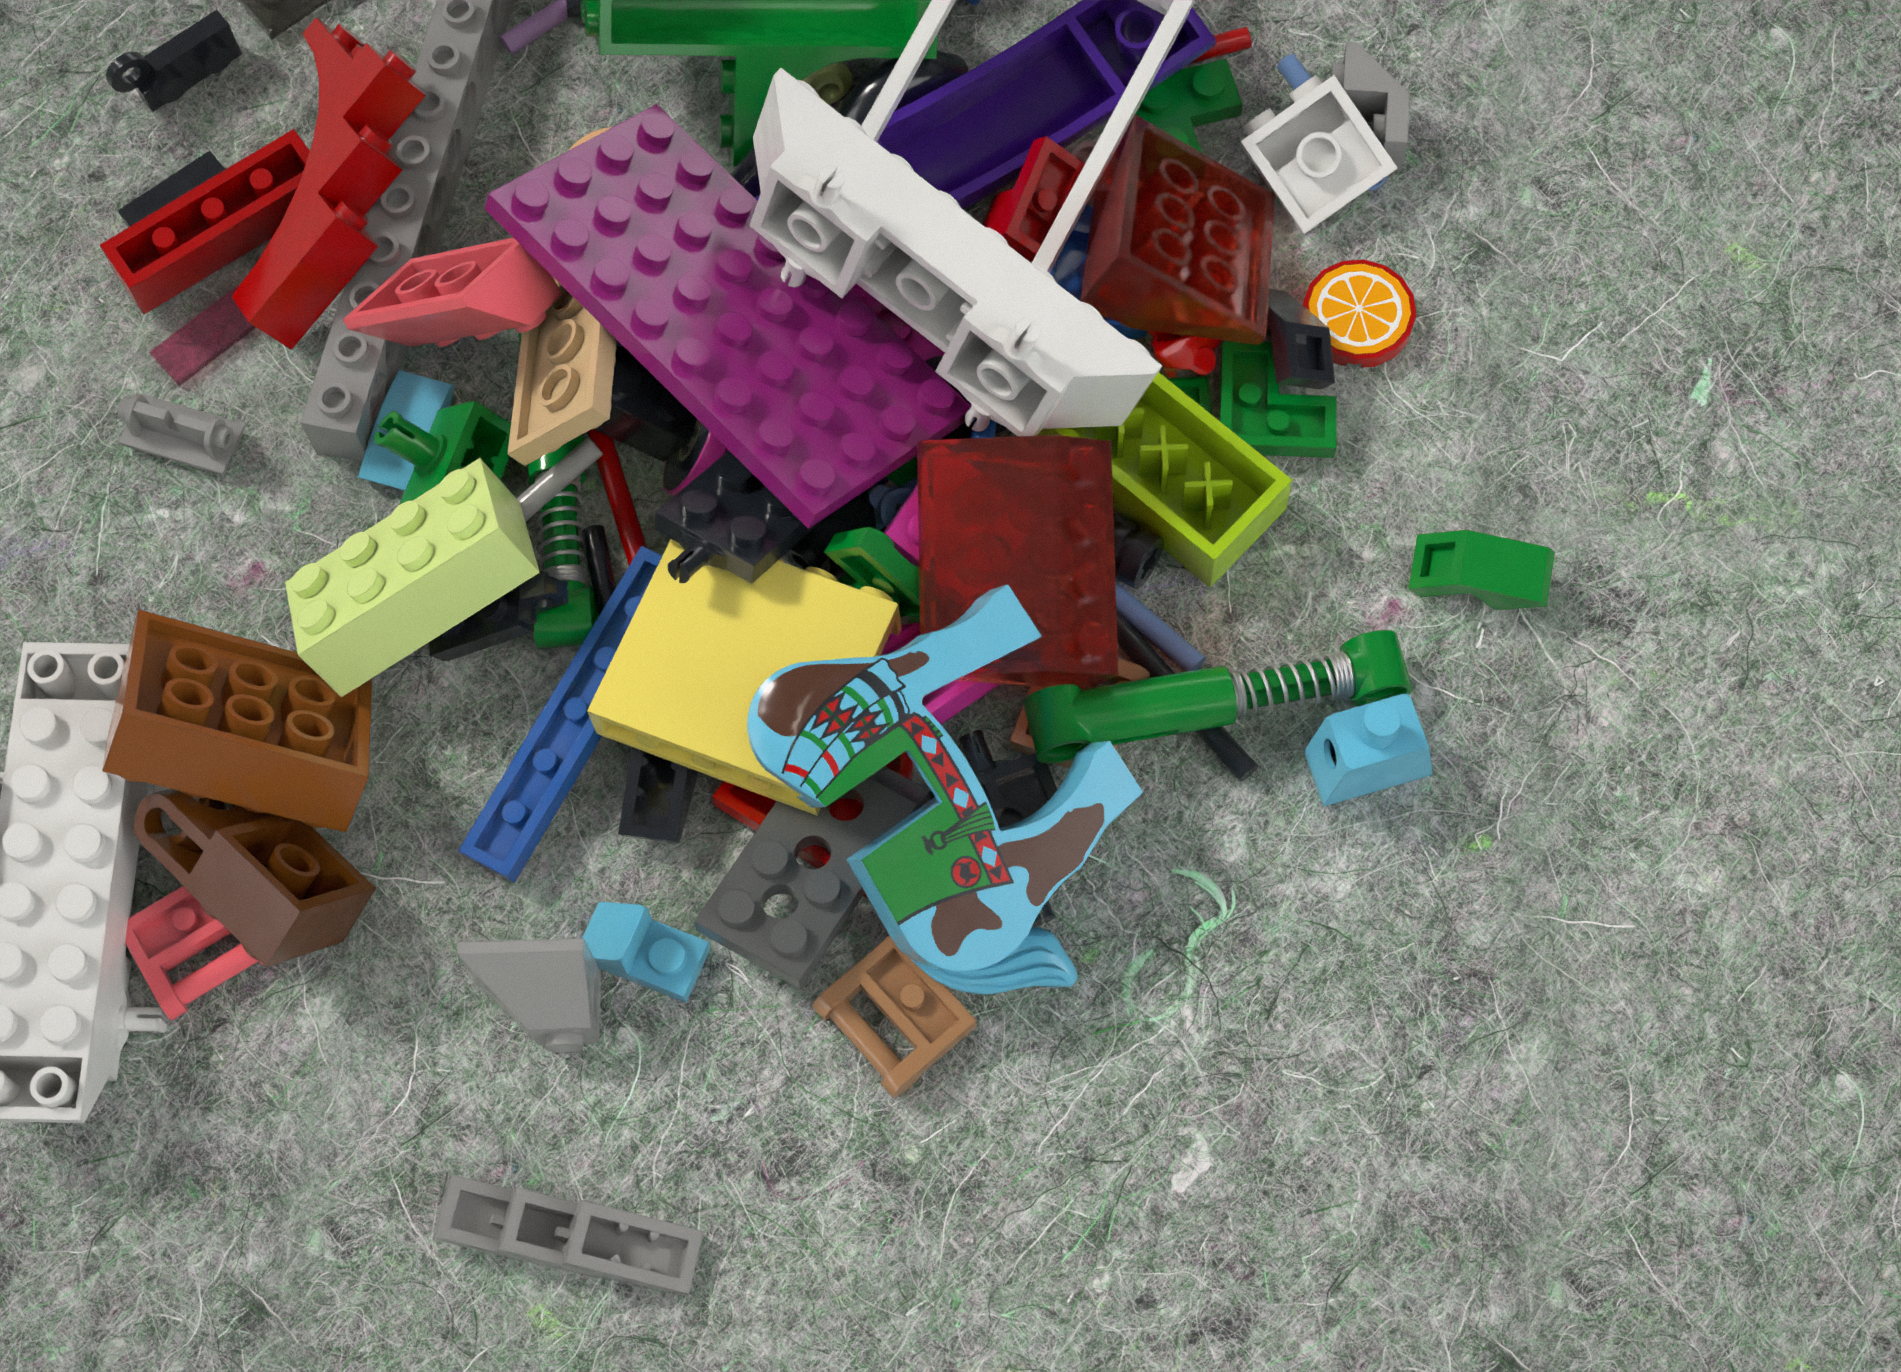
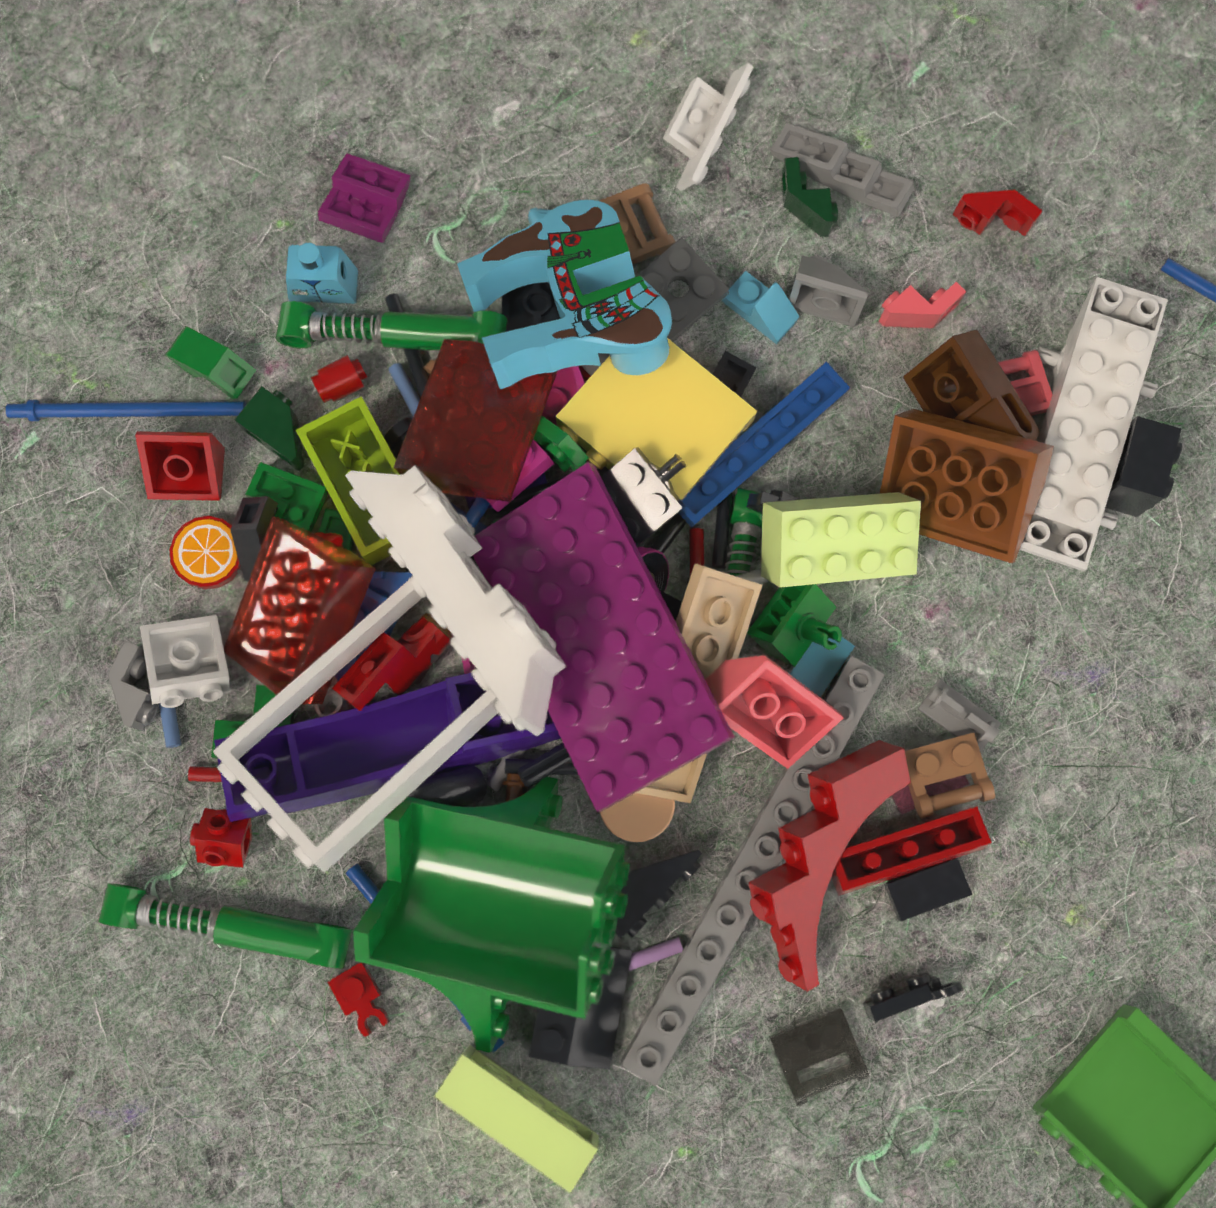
camera: 165 degrees left, 10 degrees up
(191, 356) = (943, 762): none -> medium nougat plate
(295, 1237) = (979, 209): none -> red slope
(394, 1011) = (914, 311): none -> coral slope
(566, 89) = (652, 887): none -> black slope
(601, 1142) = (809, 205): none -> dark green slope
(833, 1239) = (701, 120): none -> white bracket
(1271, 608) = (339, 379): none -> red brick
(1338, 505) = (273, 424): none -> dark green slope
(1362, 922) = (364, 198): none -> magenta slope
(1452, 413) = (181, 465): none -> red slope
(1715, 426) = (34, 410): none -> blue bar

